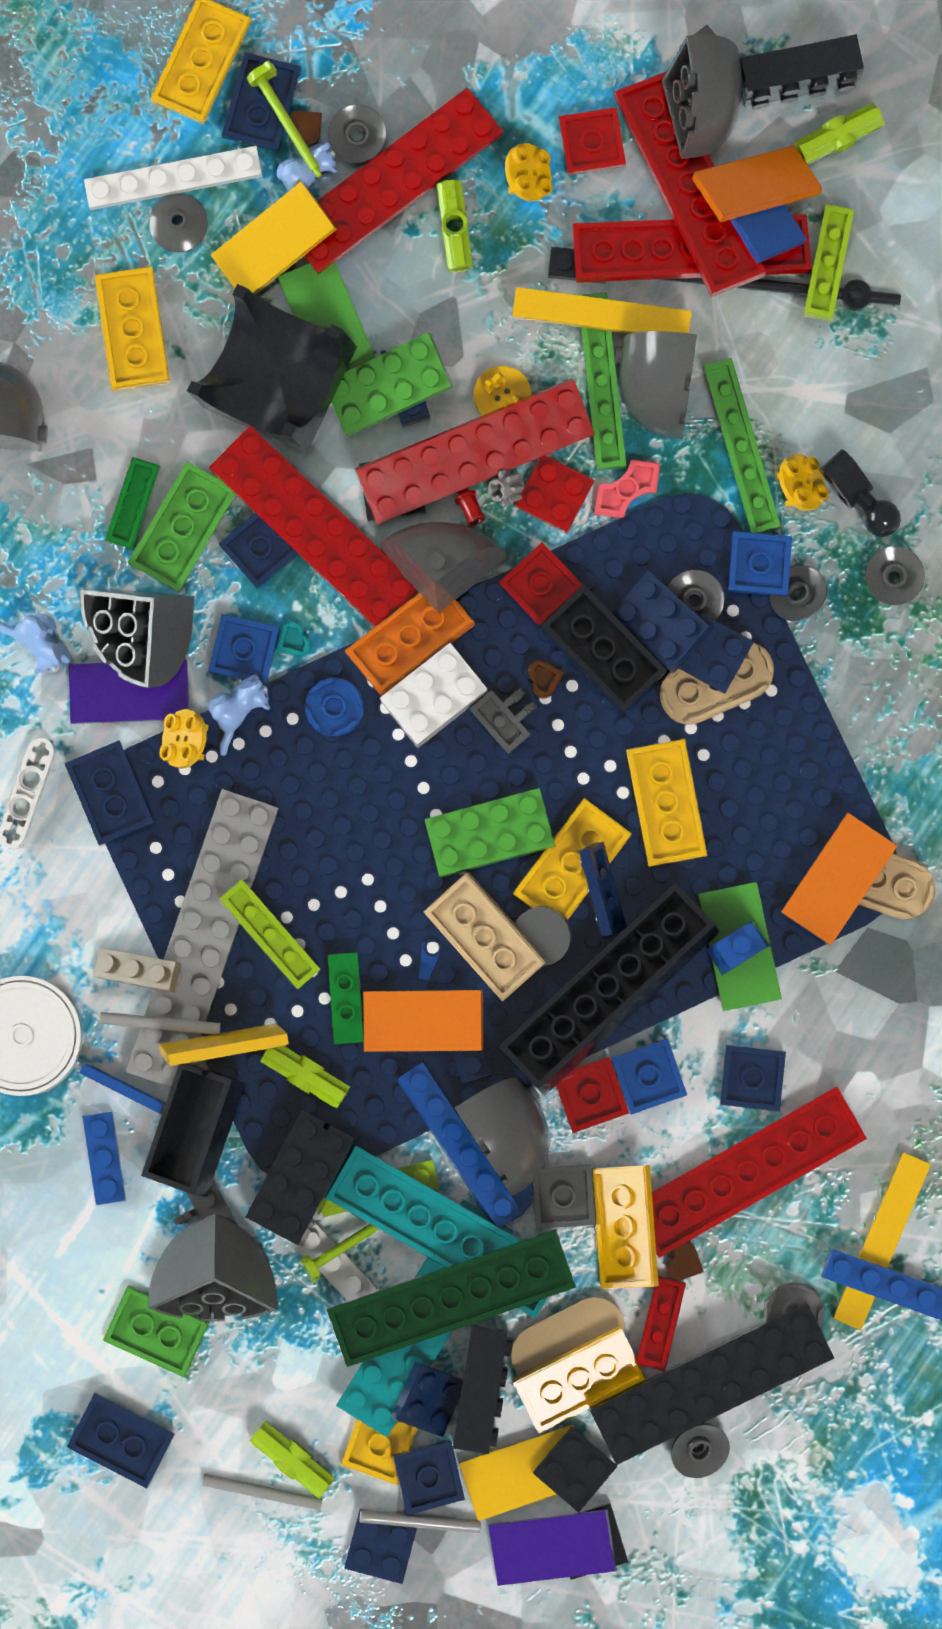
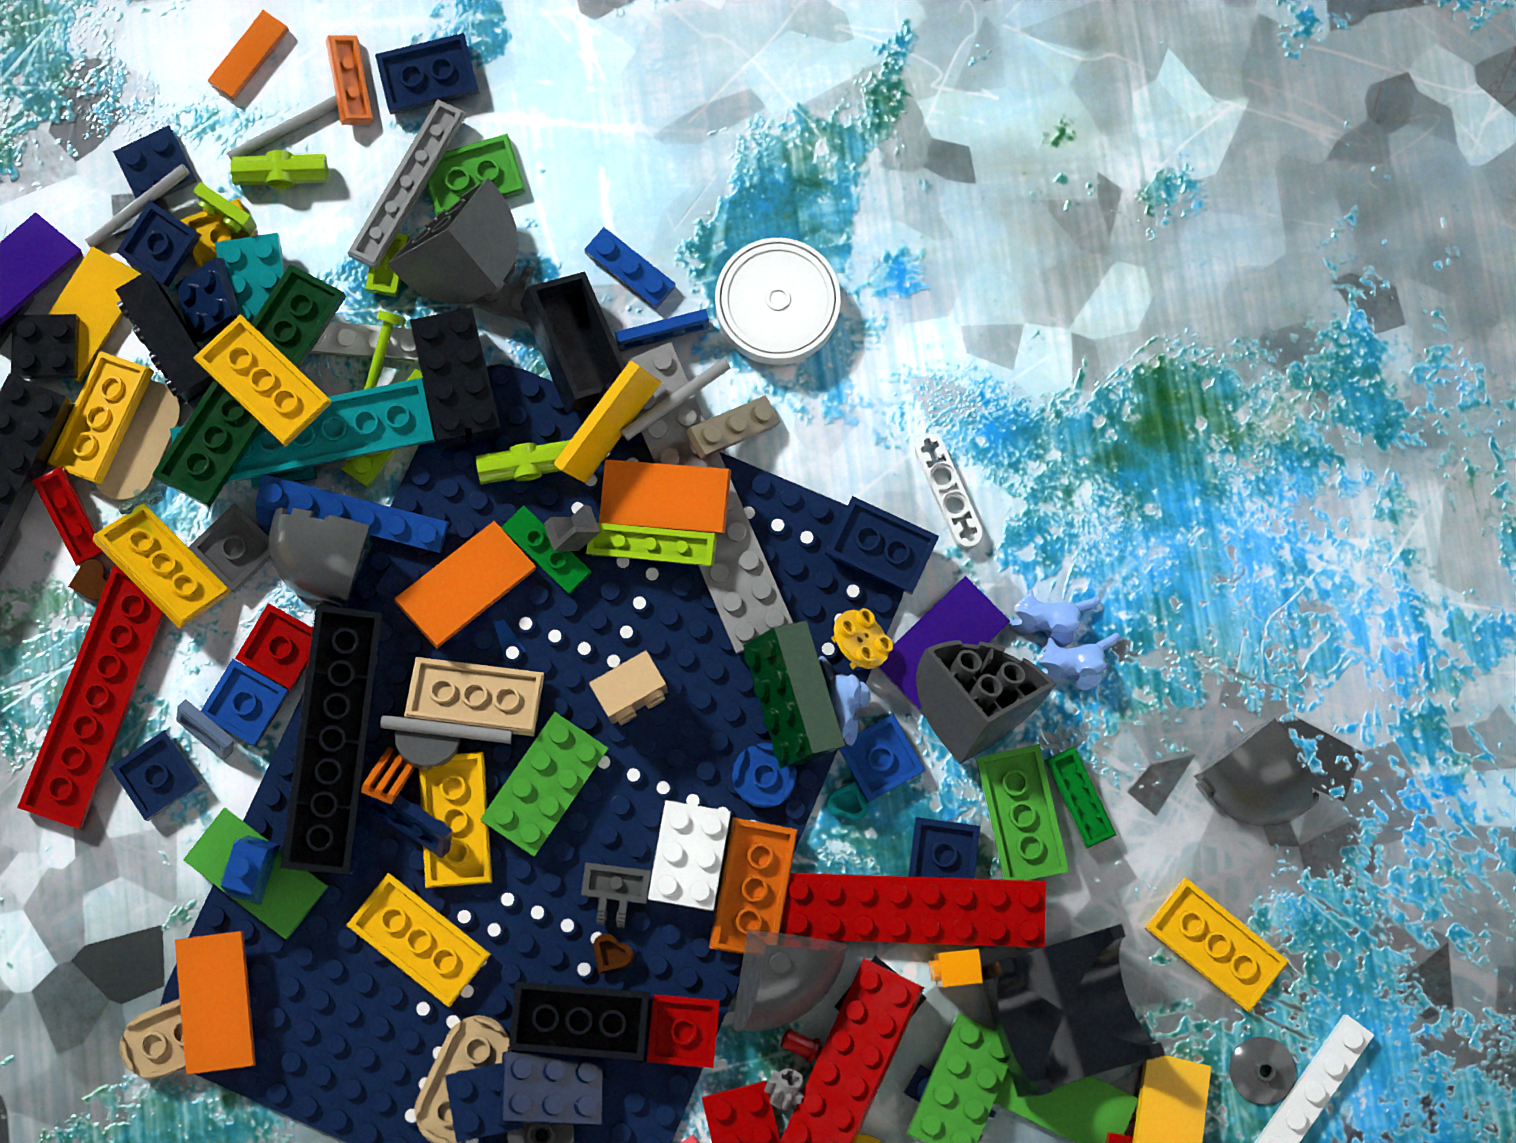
camera: 130 degrees right, 5 degrees down
(47, 591) = (1080, 663): none -> light blue animal
(182, 1487) = (349, 80): none -> orange tile
(209, 1363) = (406, 184): none -> light grey tile
(229, 960) = (665, 496): none -> orange tile
(239, 1575) = (248, 55): none -> orange tile
(266, 739) = (793, 694): none -> dark green brick
(267, 1326) = (384, 279): none -> lime plate
(315, 993) = (572, 532): none -> dark grey panel
(321, 463) = (956, 968): none -> light orange brick
(363, 1471) = (233, 216): none -> lime plate
(373, 843) = (629, 688): none -> tan brick
(440, 1289) = (262, 380): none -> yellow tile
(524, 928) = (446, 729): none -> light grey bar
(576, 938) = (397, 762): none -> orange tile
(591, 1286) = (152, 497): none -> clear light blue piece
(692, 1080) = (204, 729): none -> sand blue tile

